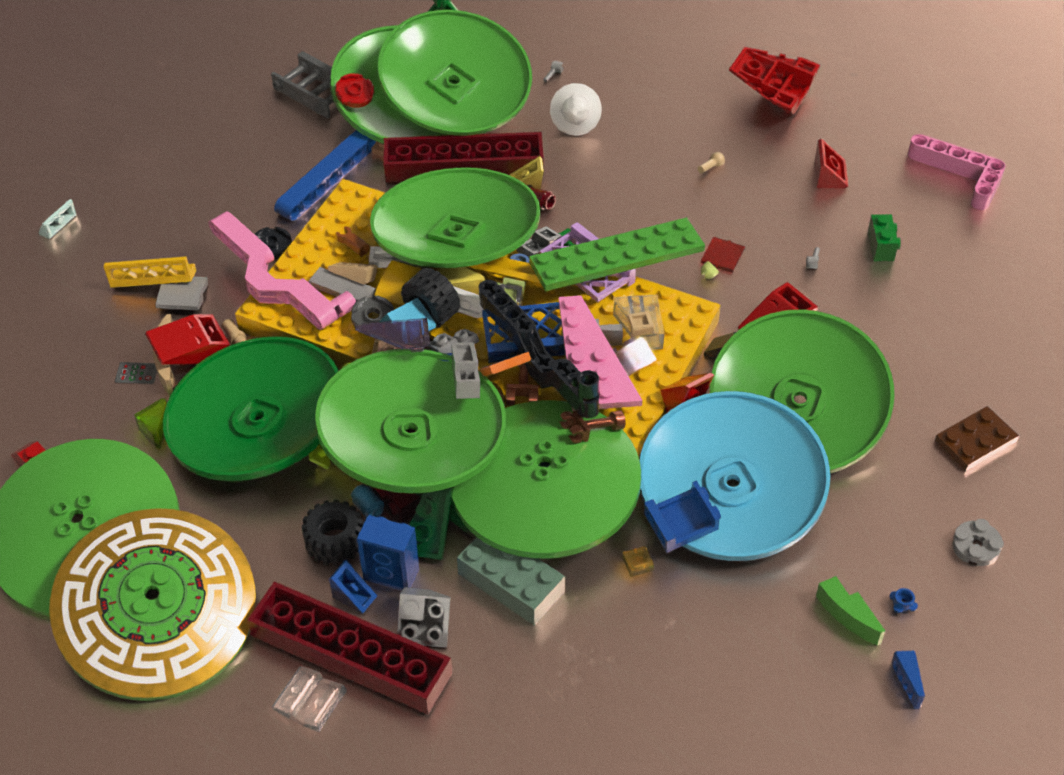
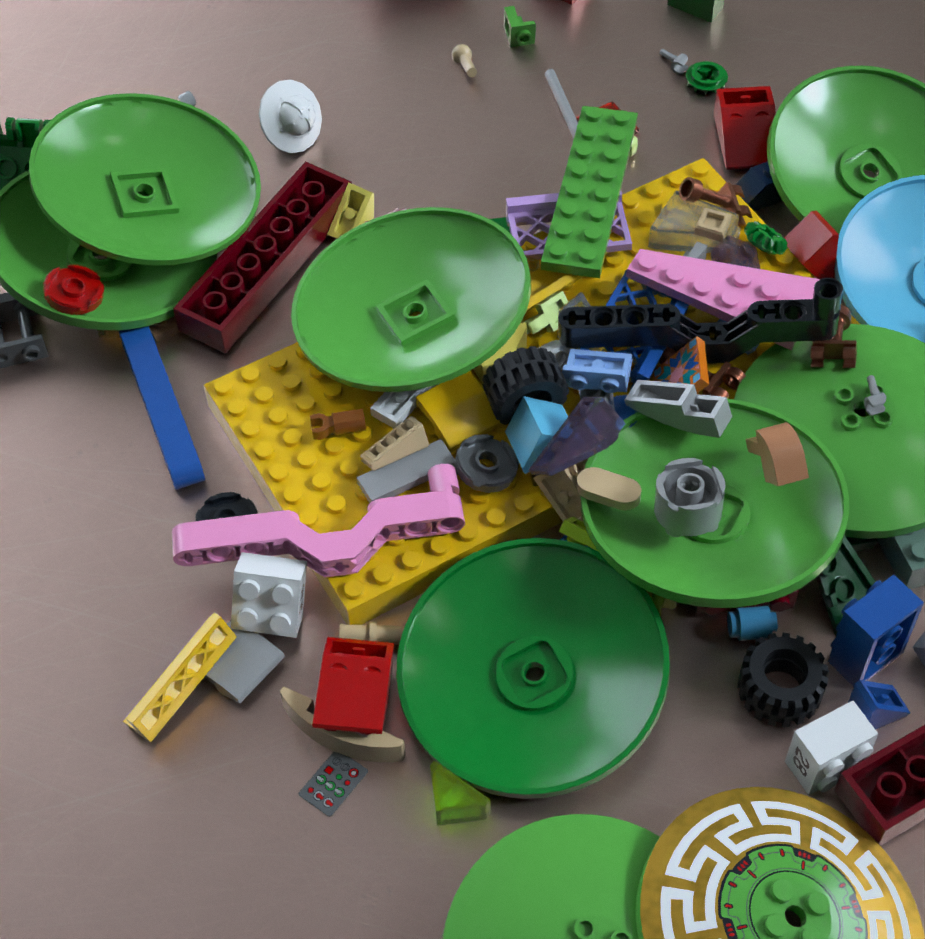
camera: 55 degrees left, 5 degrees up
(221, 276) = (268, 594): none -> white brick
(295, 569) = (830, 747): none -> white brick
(374, 364) = (609, 488): none -> tan tile
(384, 396) = (689, 498): none -> light grey brick
(452, 424) = (780, 454): none -> nougat brick
(470, 323) = (598, 370): none -> light blue bracket
(546, 461) = (875, 402): none -> light grey hand
(663, 368) = (765, 238): none -> green gear
(674, 338) = (693, 190): none -> copper bar
(722, 222) = (562, 101): none -> light grey bar
(759, 169) = (517, 31): none -> bright green bracket
(819, 276) = (704, 70): none -> green gear

